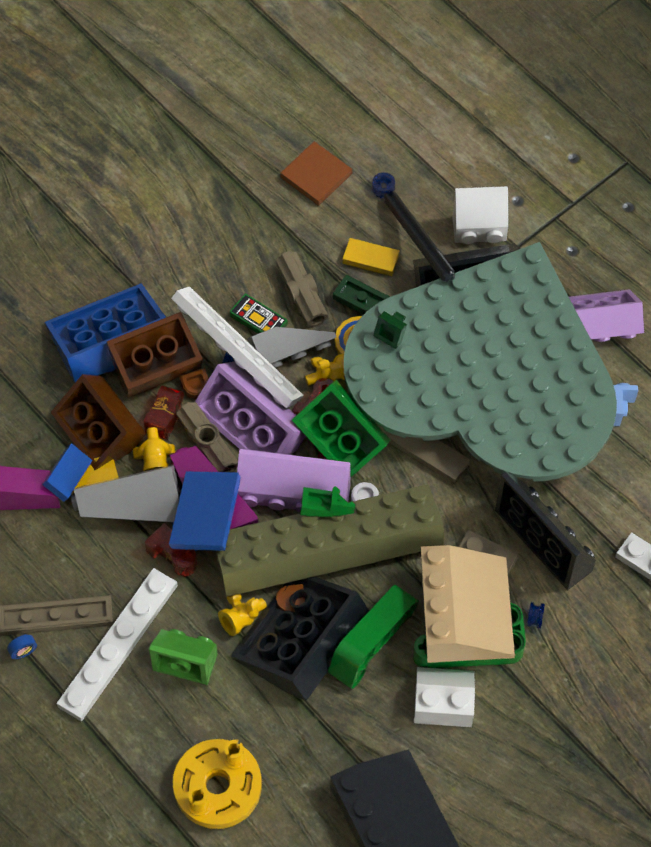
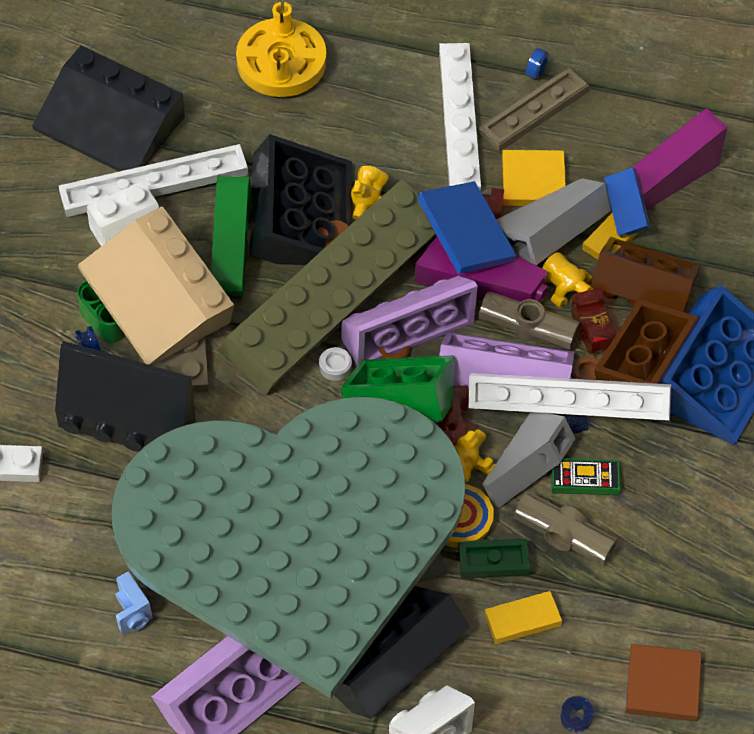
camera: 145 degrees right, 5 degrees down
(106, 555) = (531, 175): none -> yellow tile
(183, 655) = (389, 121): bright green slope -> none
(324, 503) = (359, 295): green slope -> none
(390, 328) = (417, 474): dark green tile -> none
(398, 729) = (159, 177): none -> white plate
(419, 236) = (479, 638): black axle -> none

